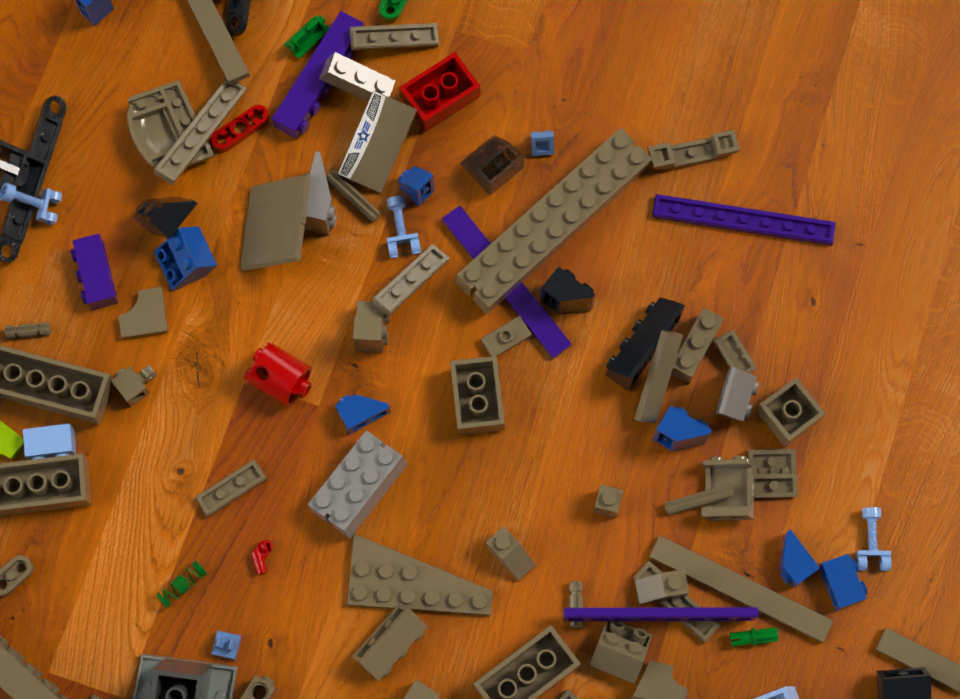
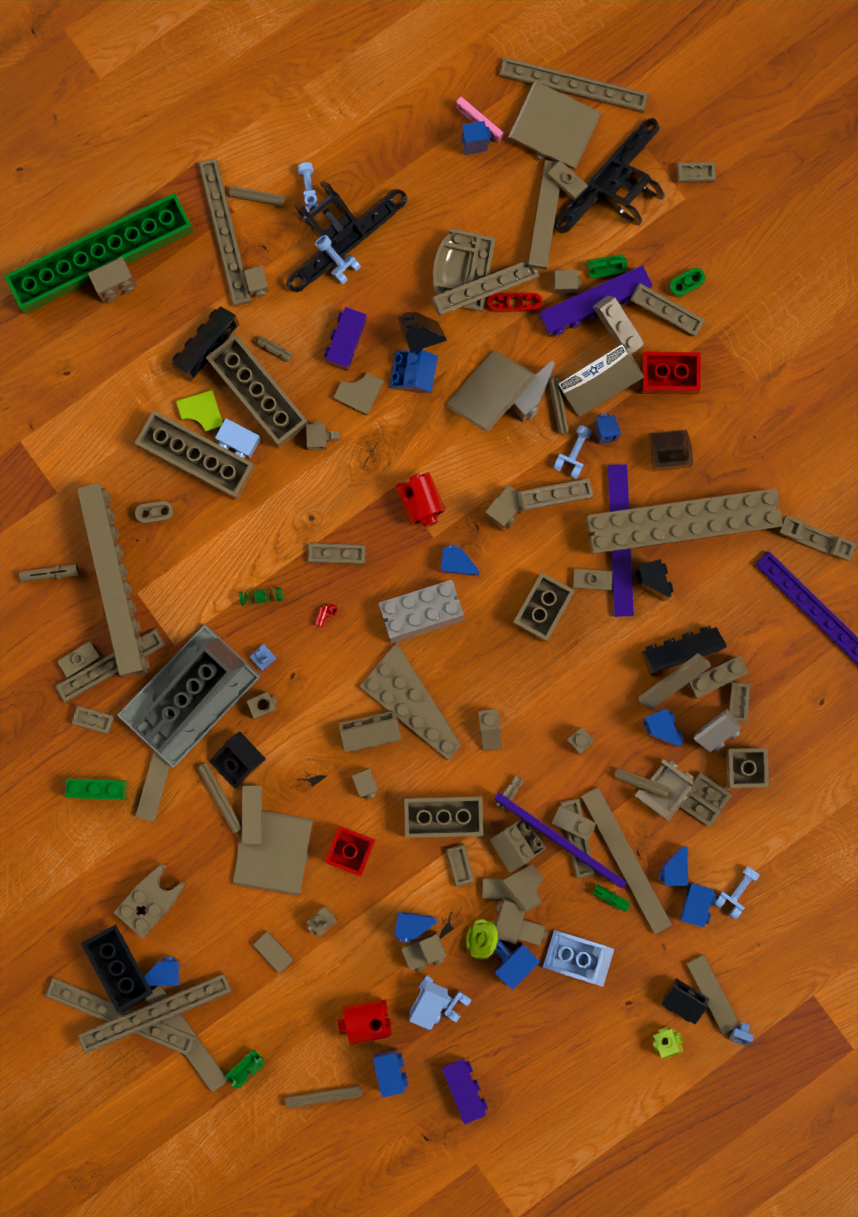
camera: 35 degrees right, 10 degrees up
(277, 75) = (566, 282): none -> dark tan brick
(542, 143) = (715, 459): medium blue tile -> none

